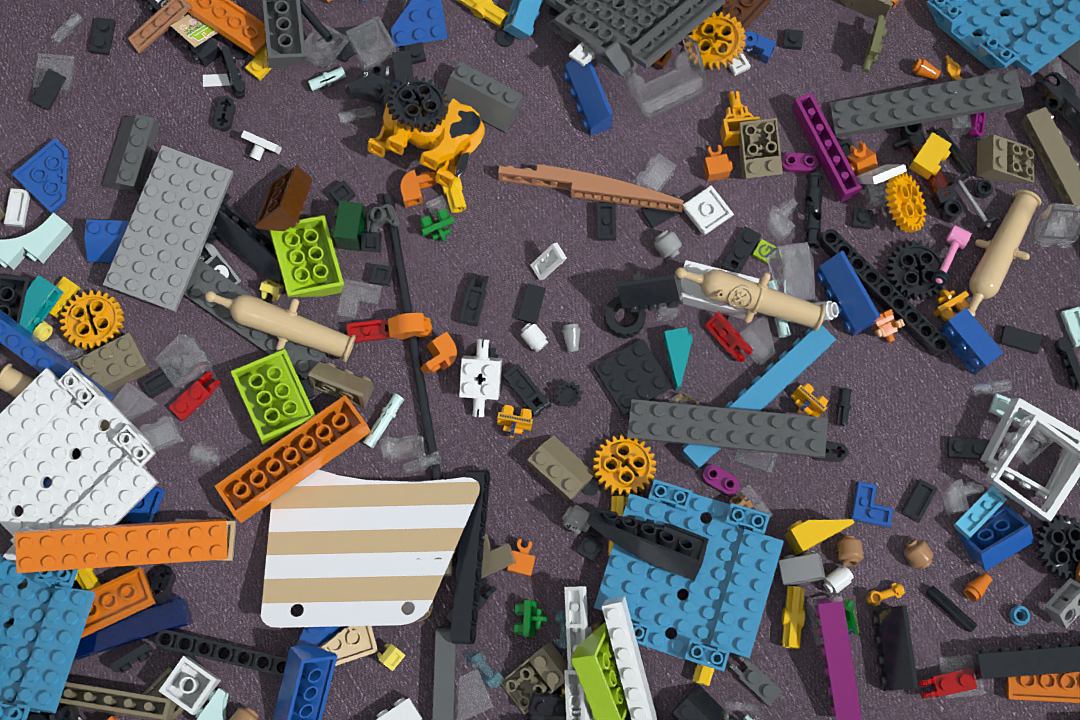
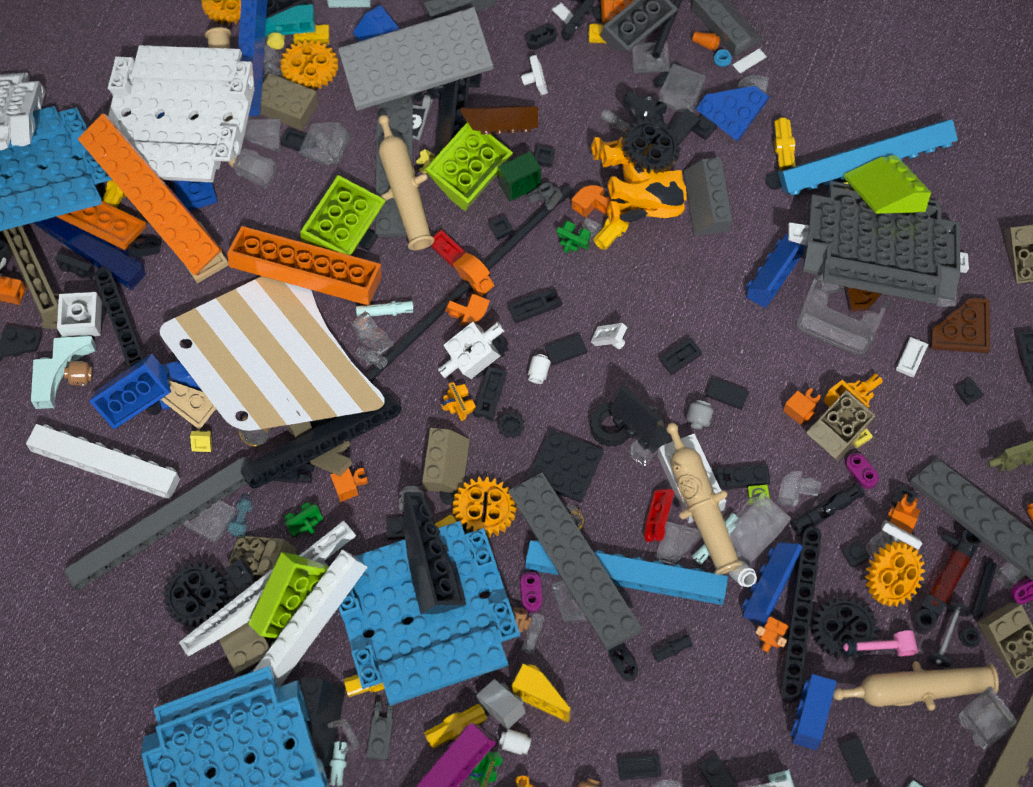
camera: 60 degrees right, 10 degrees down
(194, 397) = (304, 171): red hinge -> none
(204, 455) = (263, 206): clear head -> none
(337, 75) = (639, 88): light aqua pin -> none
(337, 383) = (388, 254): dark tan slope -> none
(353, 294) = (469, 220): clear tile -> none
(371, 241) = (521, 202): black plate -> none
(571, 336) = (561, 396): light grey cone -> none
(590, 186) = (699, 323): nougat slope -> none
(657, 173) = (751, 366): clear brick -> none
(677, 347) = (612, 485): teal slope -> none
(707, 210) = (756, 426): white plate -> none
(719, 25) = (920, 324): light orange gear -> none
(759, 45) = (938, 368): blue leg -> none
(807, 402) = (650, 616): light orange hips -> none
(826, 147) = (891, 479): magenta brick -> none
(849, 551) = (547, 735): medium nougat head -> none
(865, 510) = (596, 727): blue tile -> none
(930, 156) = (954, 565): yellow brick -> none
(945, 310) = (840, 674): light orange hips -> none
(991, 387) = (790, 761): clear axle -> none

